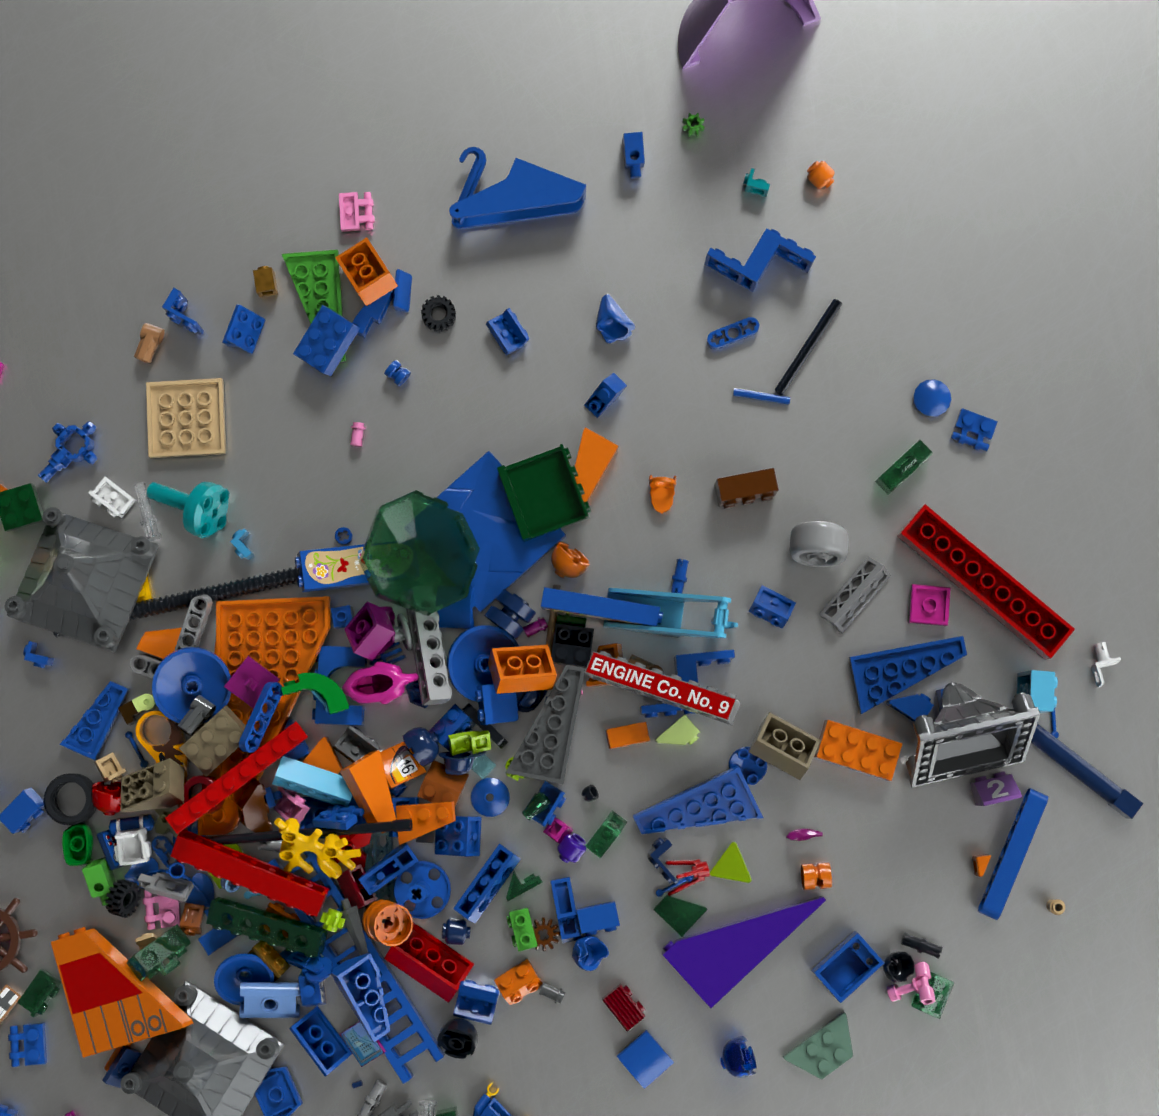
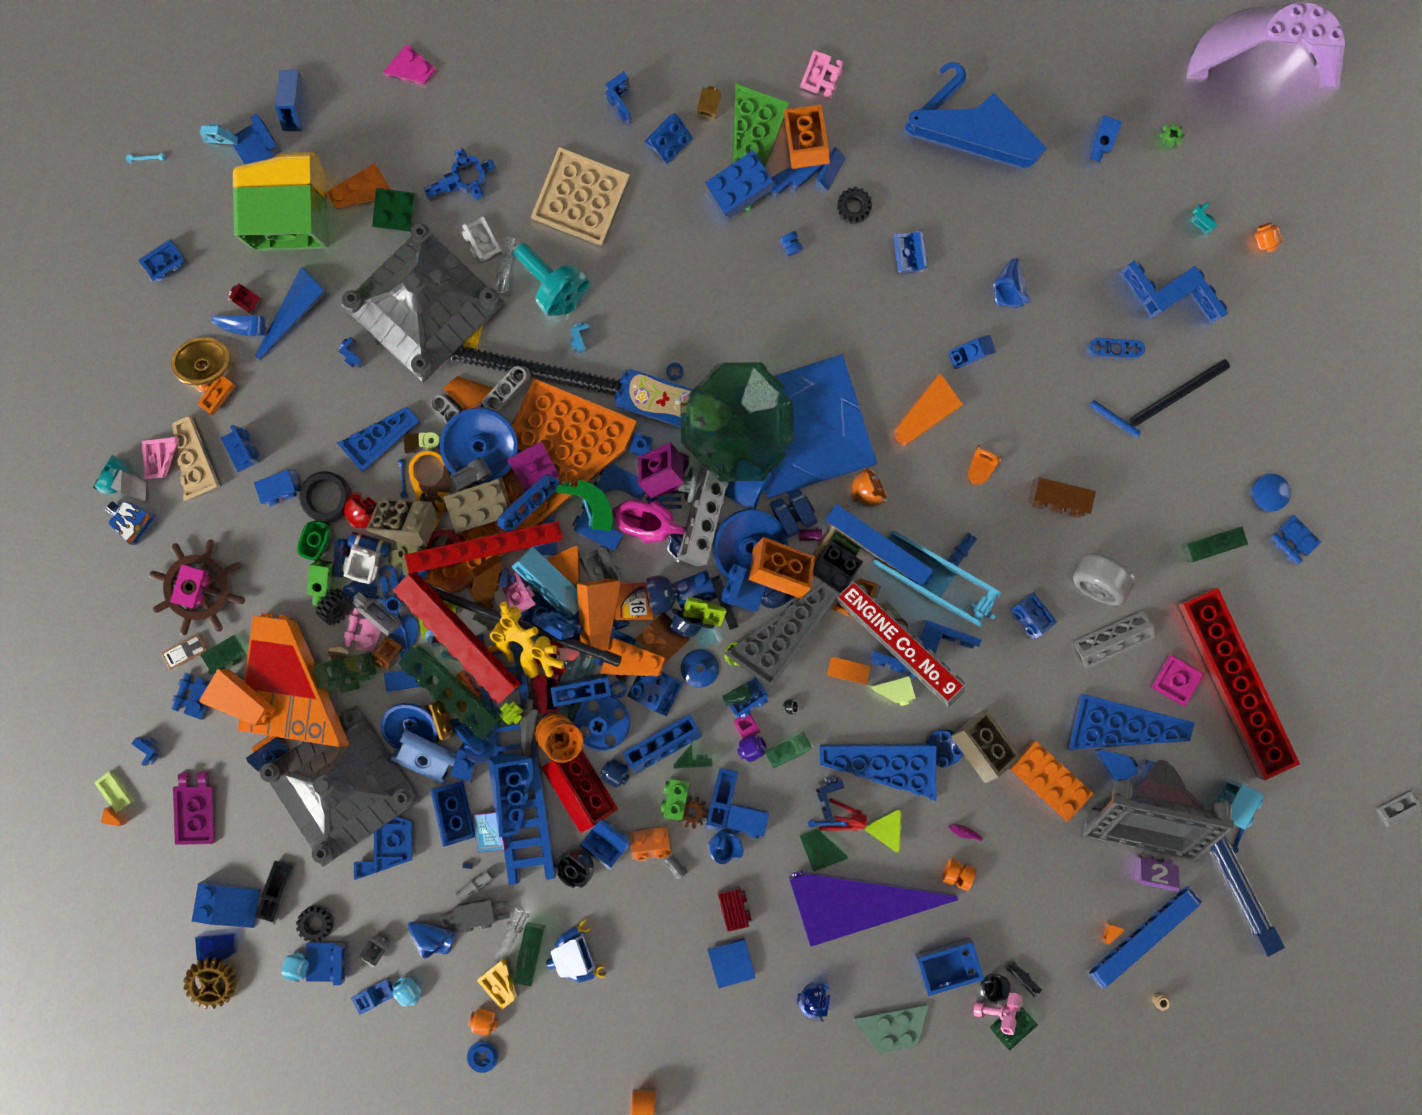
camera: 30 degrees right, 5 degrees up
(67, 1027) = (233, 696): none -> orange slope
(109, 768) = (372, 485): tan bracket -> none
(150, 338) = (581, 106): medium nougat piece -> none
(357, 434) = (729, 283): bright pink pin -> none
(419, 847) = (619, 694): none -> blue bush
(544, 493) = (876, 416): dark green panel -> none
(1103, 661) = (1311, 804): white bracket -> none

